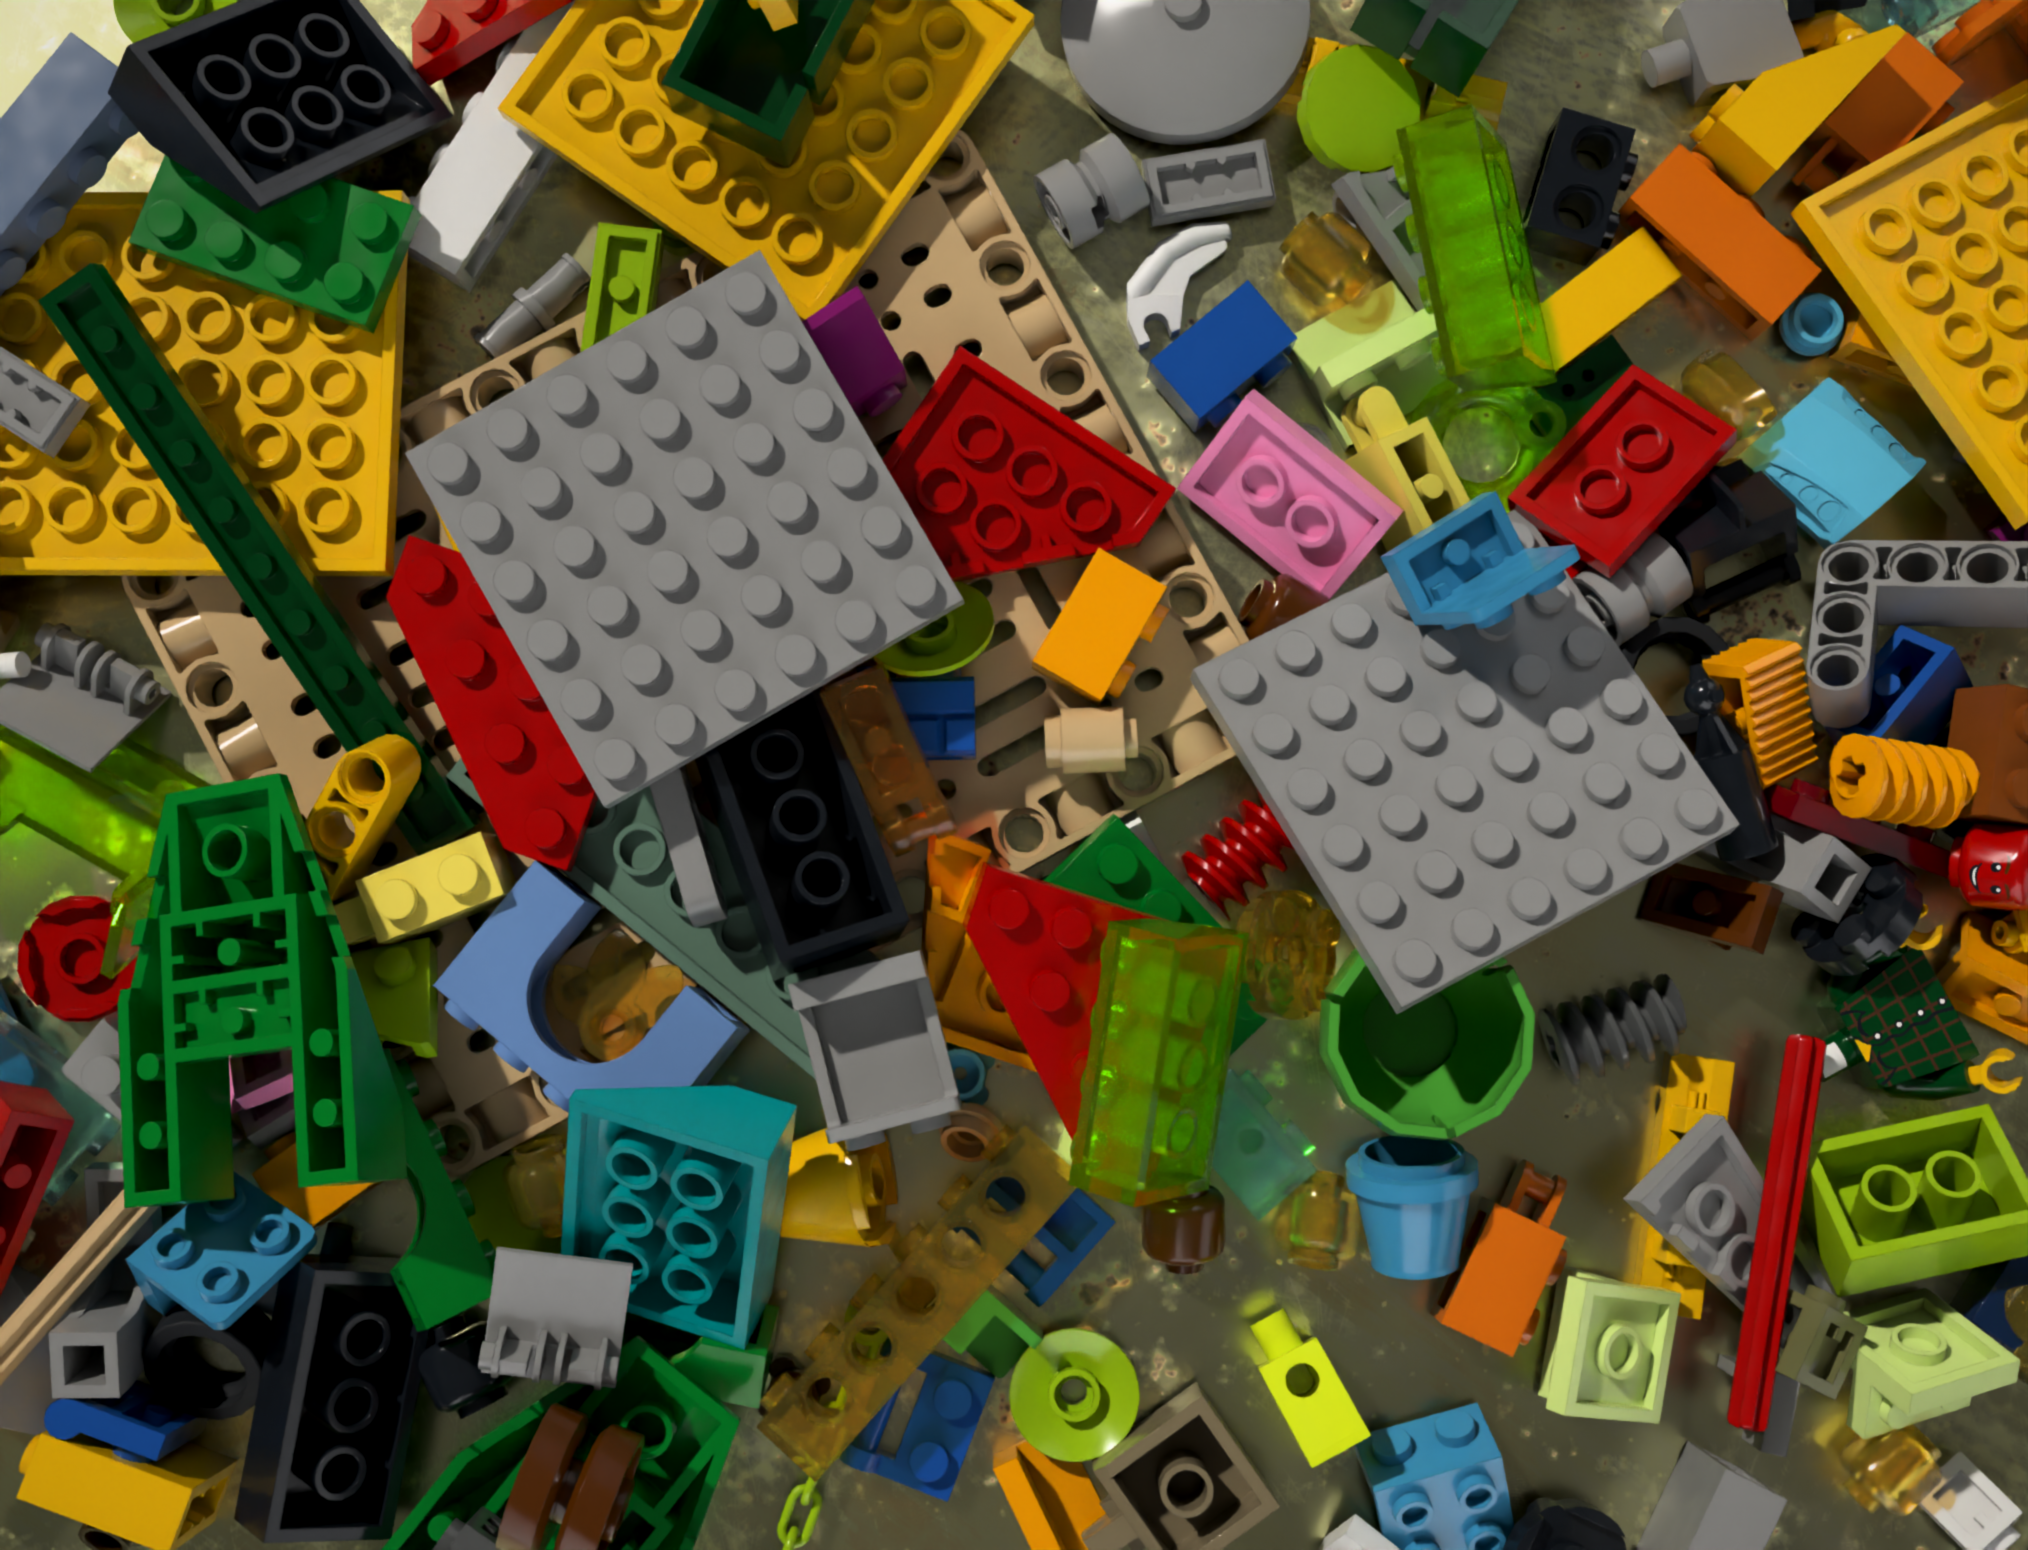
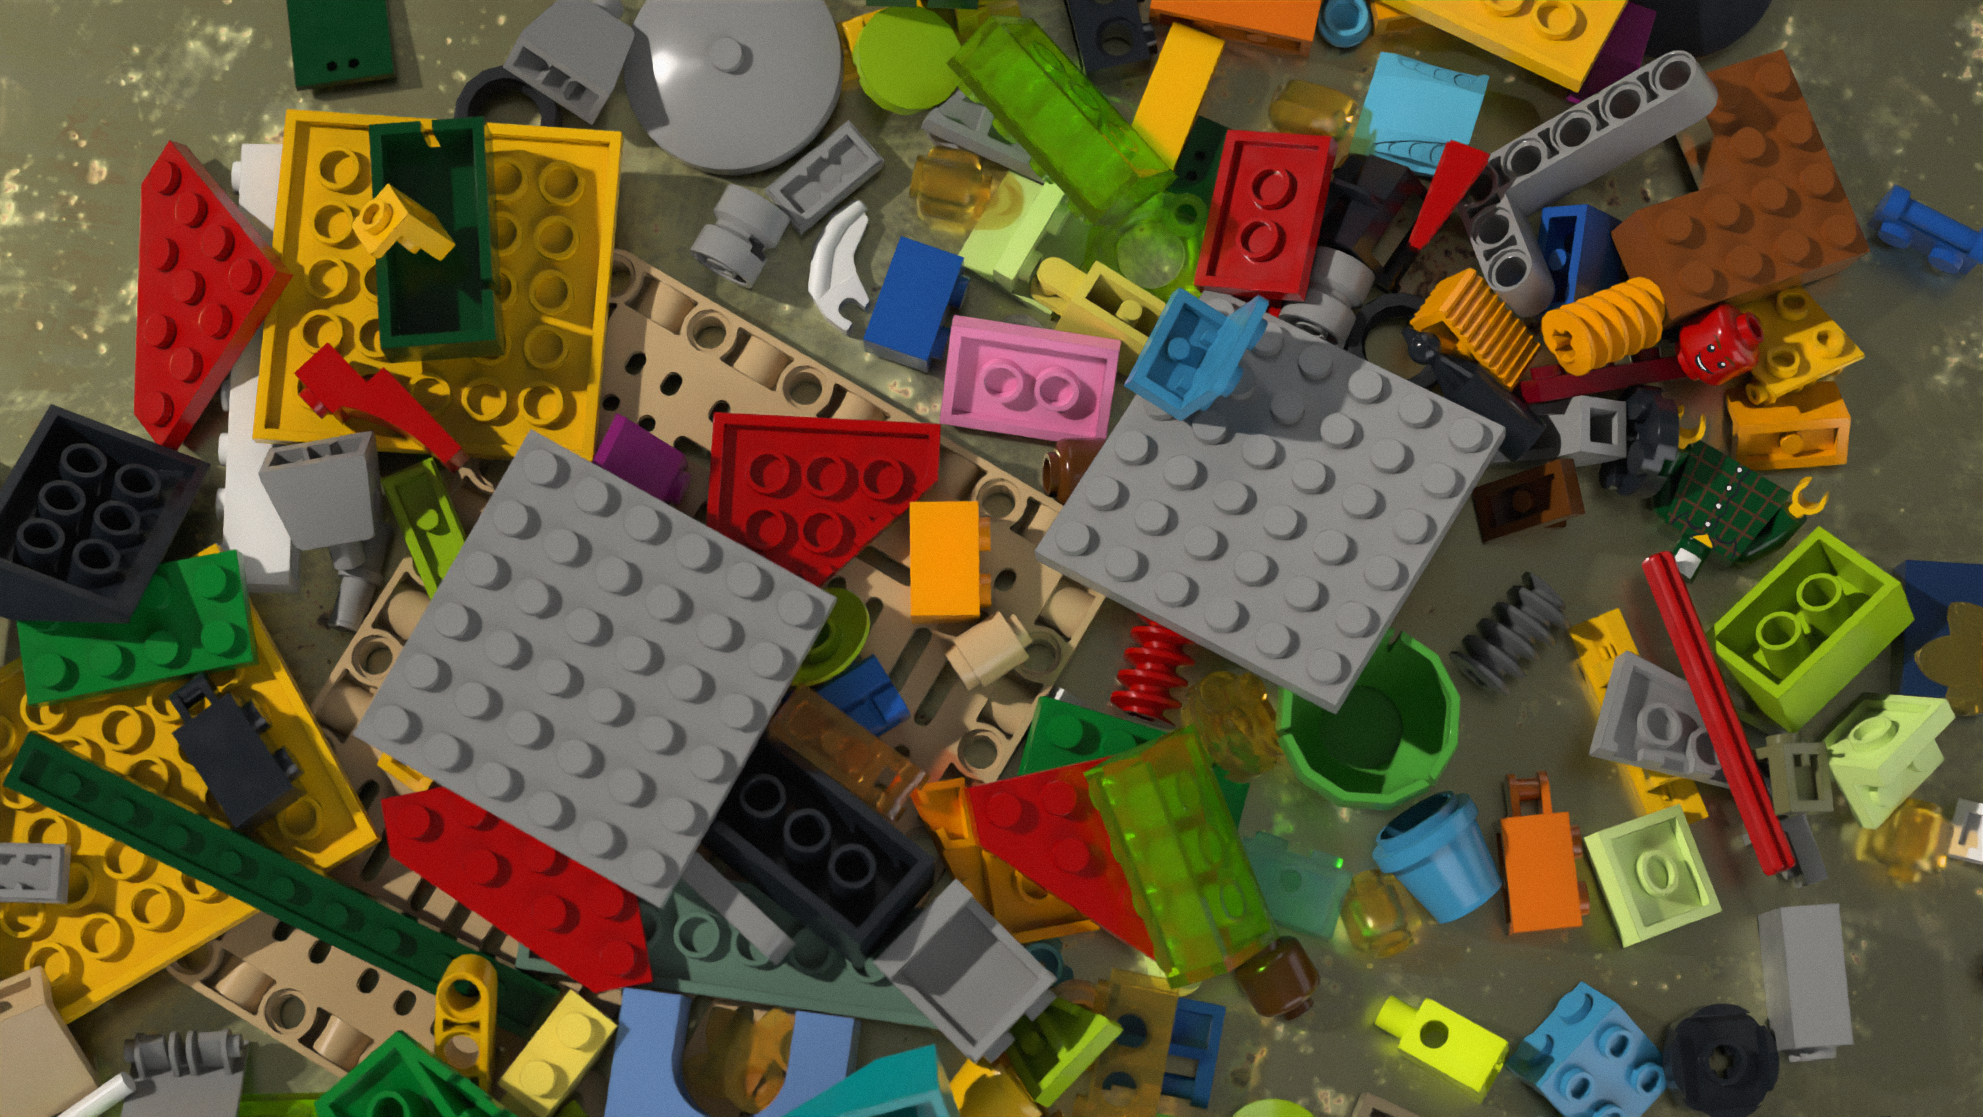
camera: 30 degrees left, 5 degrees down
(293, 407) = (236, 754): none -> black brick
(537, 206) = (327, 494): none -> light grey torso
(606, 110) = (340, 390): none -> red slope
(927, 1171) = (1058, 1047): none -> lime wing
(1832, 542) = (1453, 178): none -> red slope

